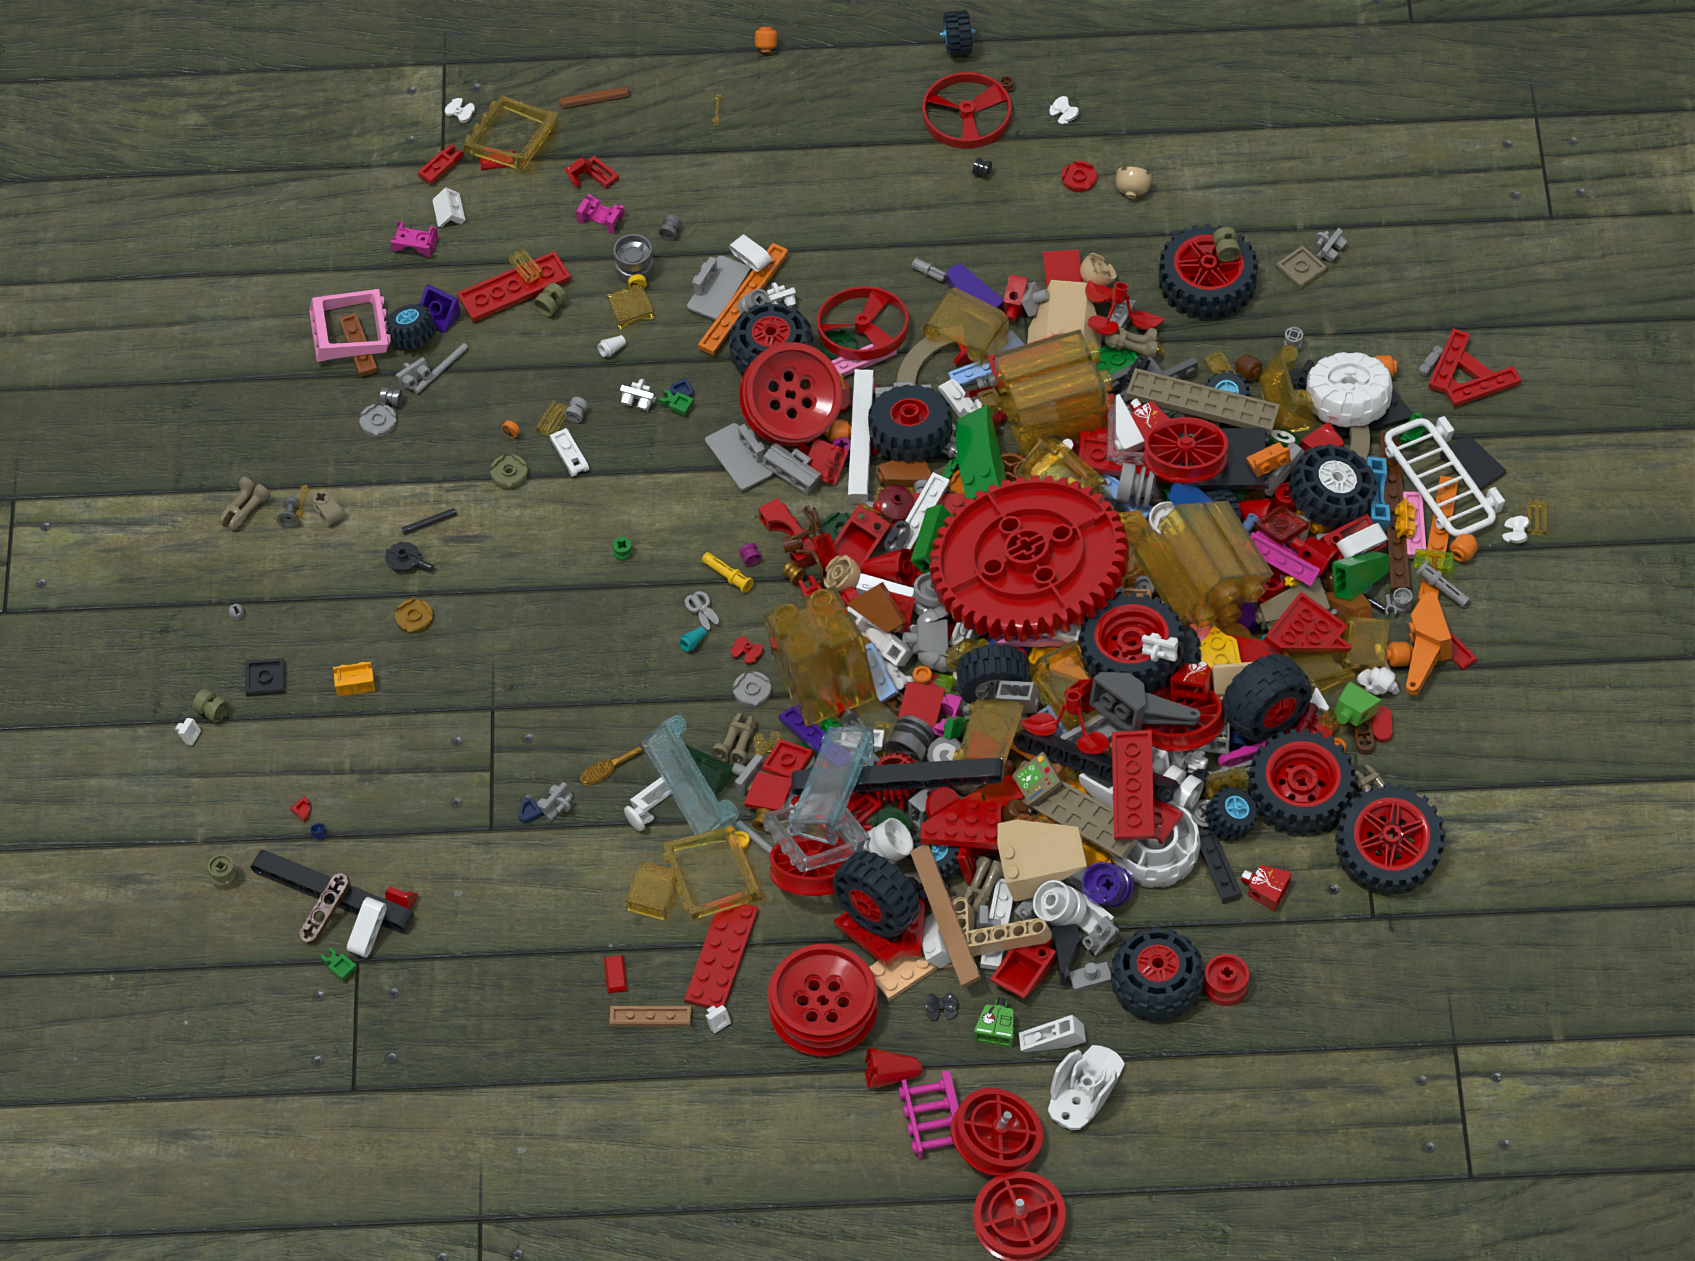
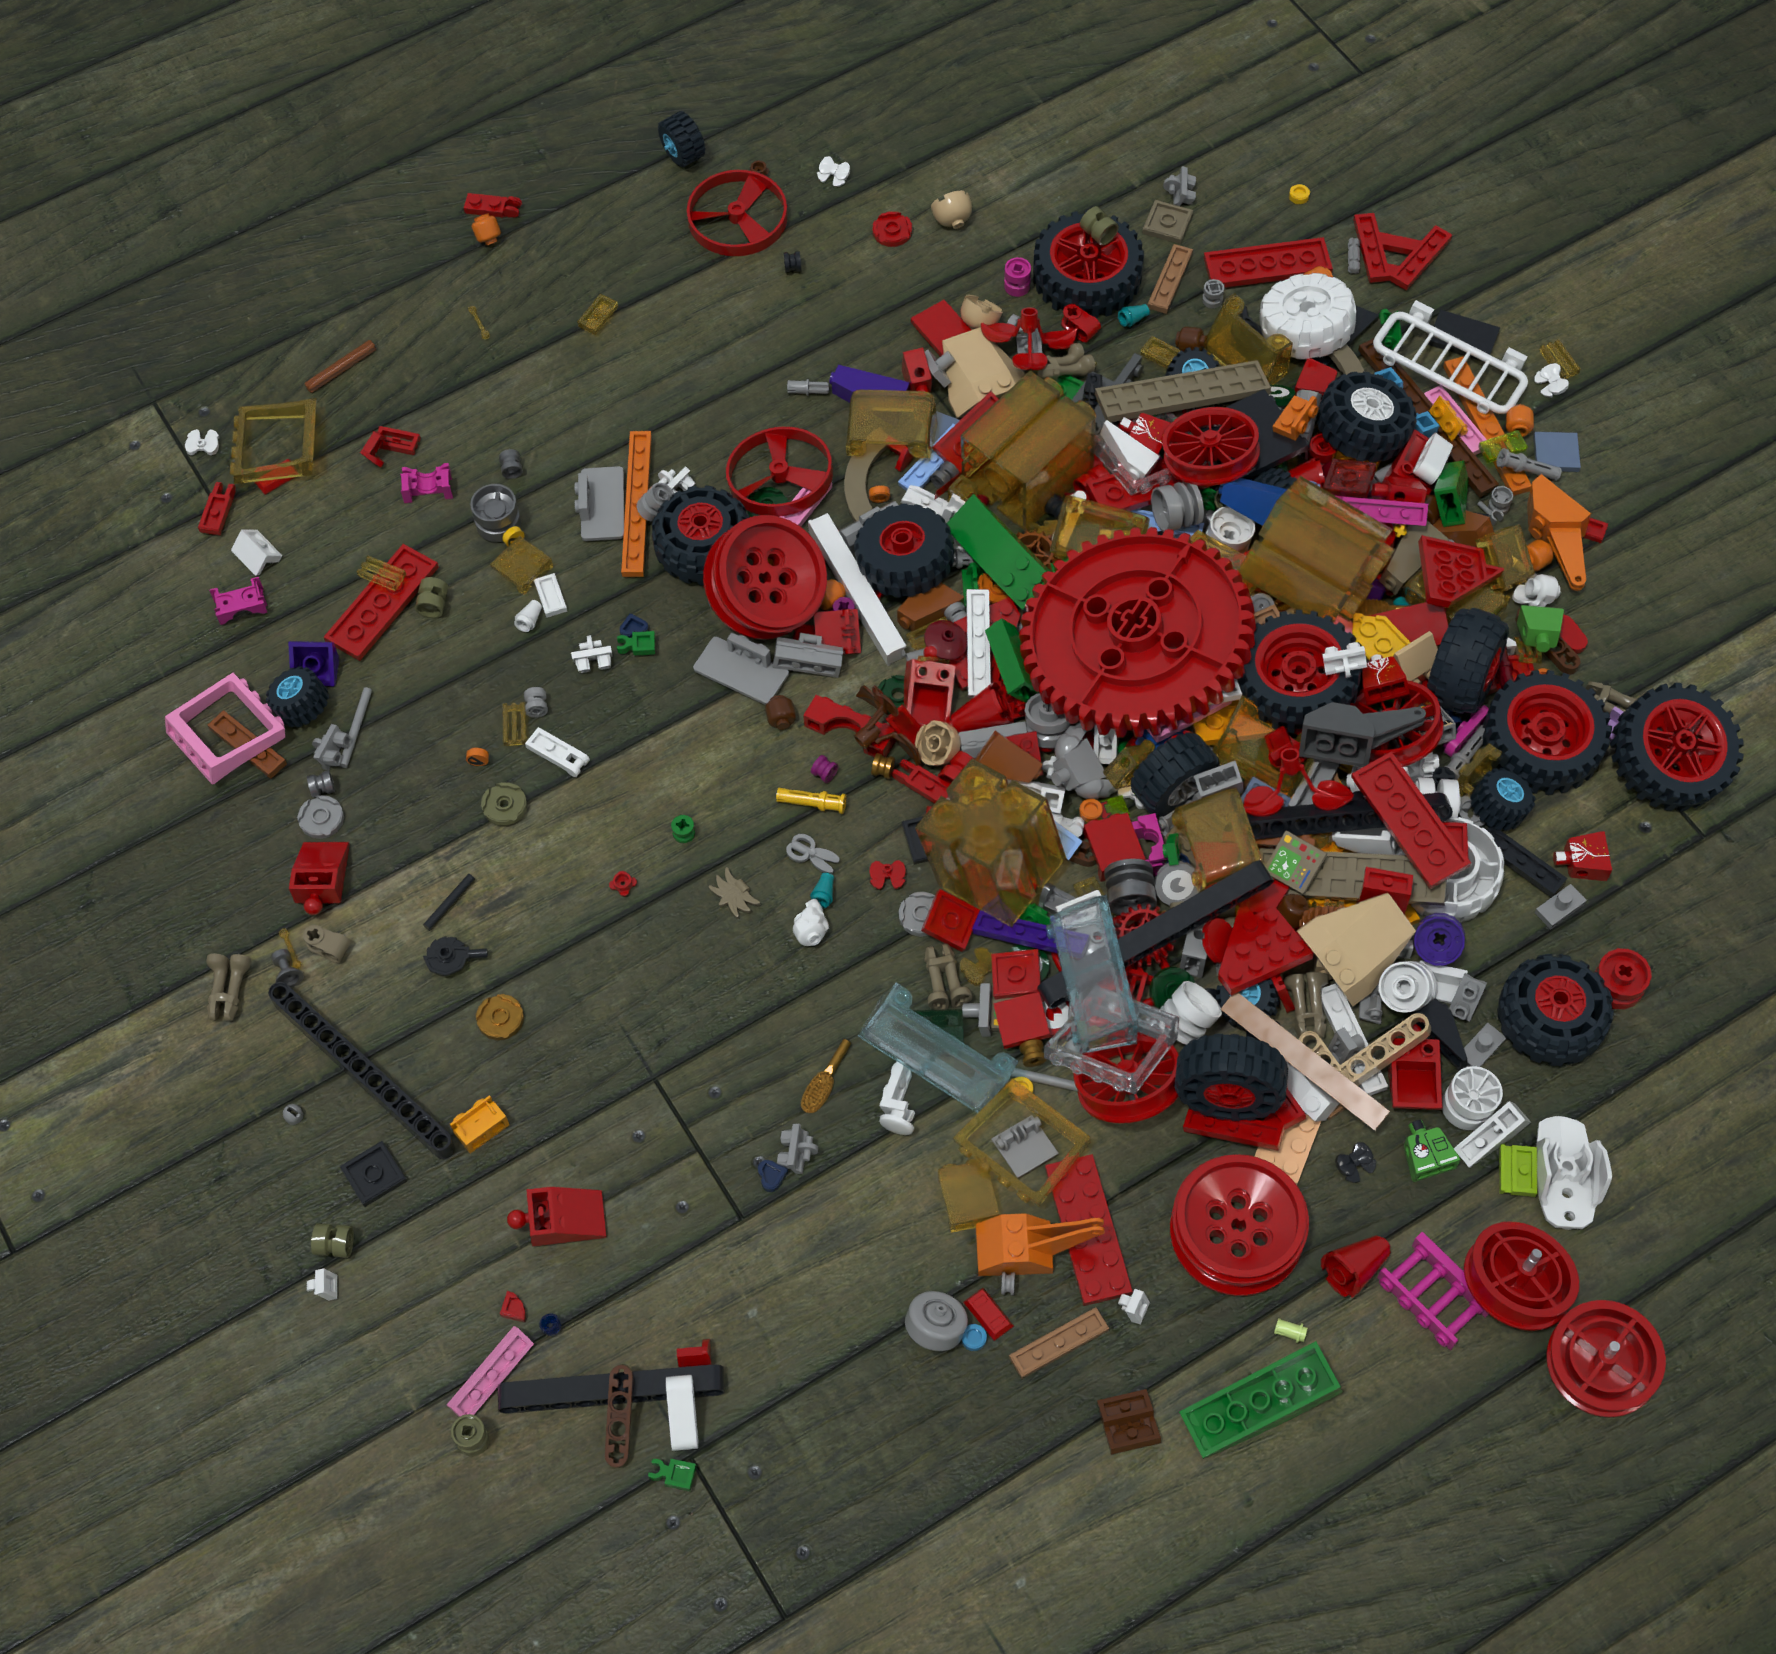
camera: 30 degrees left, 5 degrees up
(261, 840) = (490, 1373): none -> bright pink plate
(286, 565) = (368, 1076): none -> black beam
(350, 458) = (319, 874): none -> red slope
(375, 767) = (568, 1217): none -> red slope
(556, 561) = (621, 877): none -> red plate
(573, 957) = (936, 1321): none -> light grey wheel
(595, 983) = (974, 1337): none -> dark azure tile
(629, 611) = (733, 893): none -> dark tan piece
(637, 338) = (550, 595): none -> white tile
(640, 960) = (1008, 1283): none -> light grey bush
(662, 1089) = (1128, 1421): none -> reddish brown slope
(666, 656) = (810, 924): none -> white head
(668, 939) = (1027, 1242): none -> orange slope
(715, 879) = (1025, 1146): none -> light grey hinge
(746, 499) = (780, 712): none -> reddish brown head
(750, 253) = (615, 452): white beam -> none
(761, 1120) = (1261, 1401): none -> green slope
(766, 701) = (950, 920): none -> red plate
(784, 22) = (494, 205): none -> red hinge
(808, 142) = (597, 314): none -> clear yellow plate
(818, 1093) = (1291, 1330): none -> yellowish green pin
(893, 535) = (977, 676): black beam -> none
(927, 375) = (879, 494): none -> orange tile
(1046, 1068) = (1518, 1170): none -> lime plate
(1051, 1000) = (1471, 1097): none -> white wheel
(1089, 826) = (1383, 881): none -> red panel
(1147, 257) = (1017, 277): none -> dark pink wheel
(1172, 314) = (1085, 323): none -> red piece
(1218, 327) = (1132, 314): none -> teal cone
(1223, 911) = (1560, 906): none -> light grey tile
(1270, 313) = (1170, 278): none -> medium nougat tile
(1355, 334) = (1266, 262): none -> red plate
(1424, 292) = (1299, 194): none -> yellow tile
(1479, 585) = (1557, 450): none -> sand blue tile

